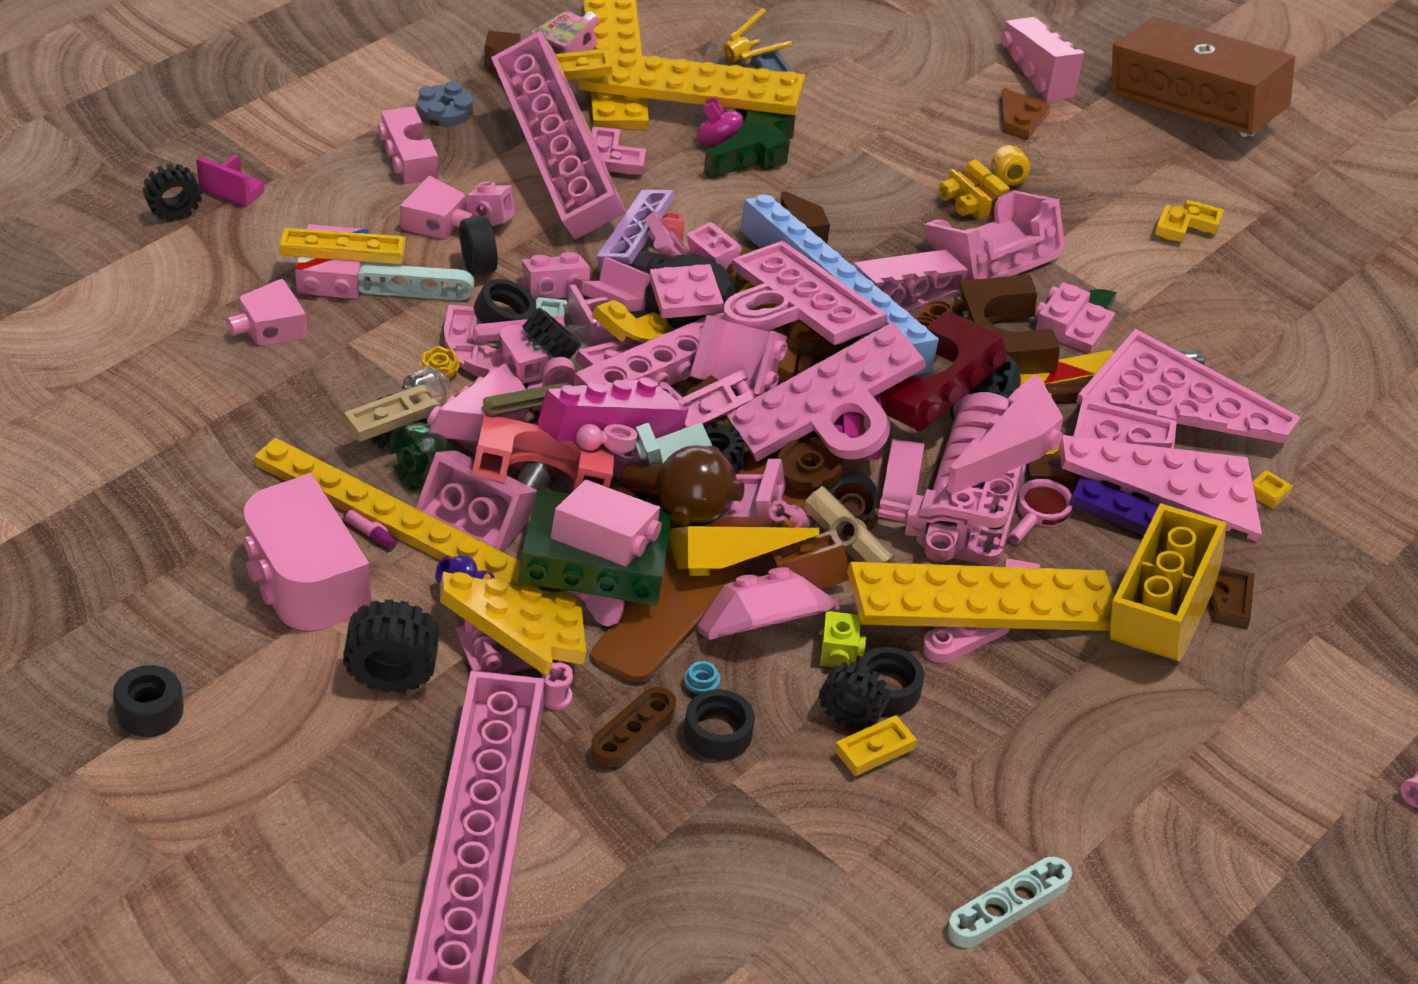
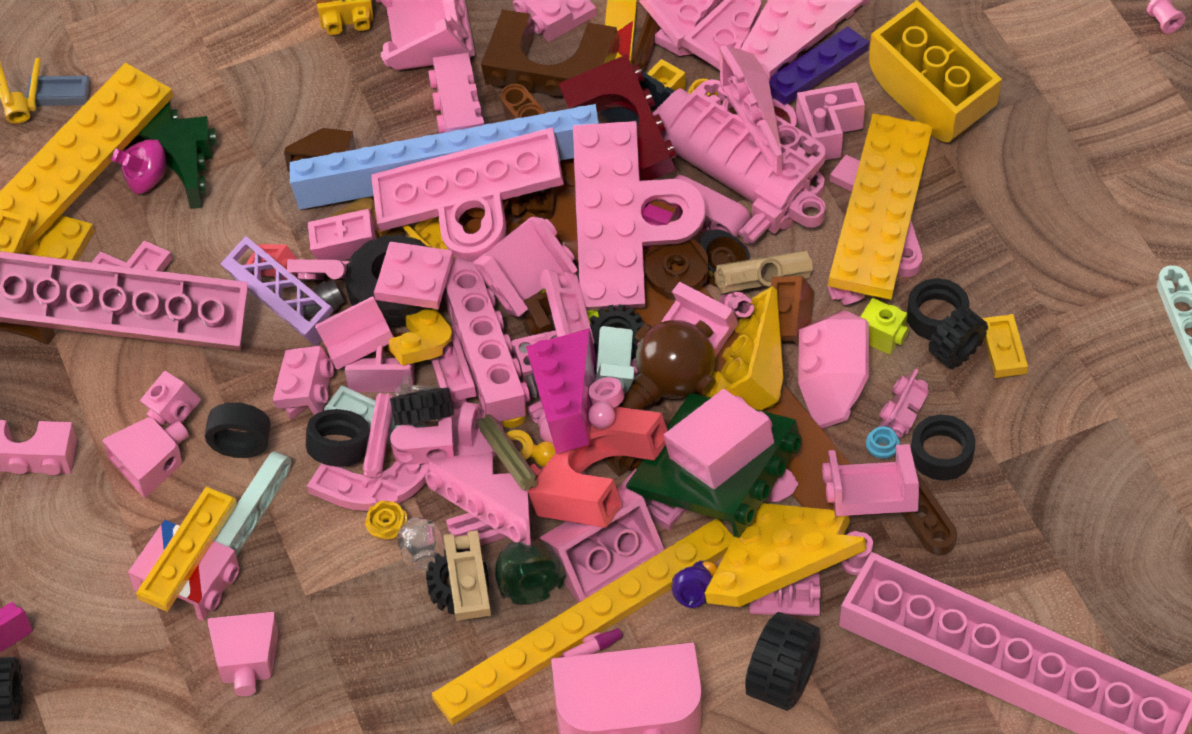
camera: 60 degrees left, 10 degrees up
(625, 662) = (872, 486): none -> bright pink panel
(770, 680) = (907, 393): none -> bright pink hinge
(1069, 528) = (829, 113): none -> bright pink brick

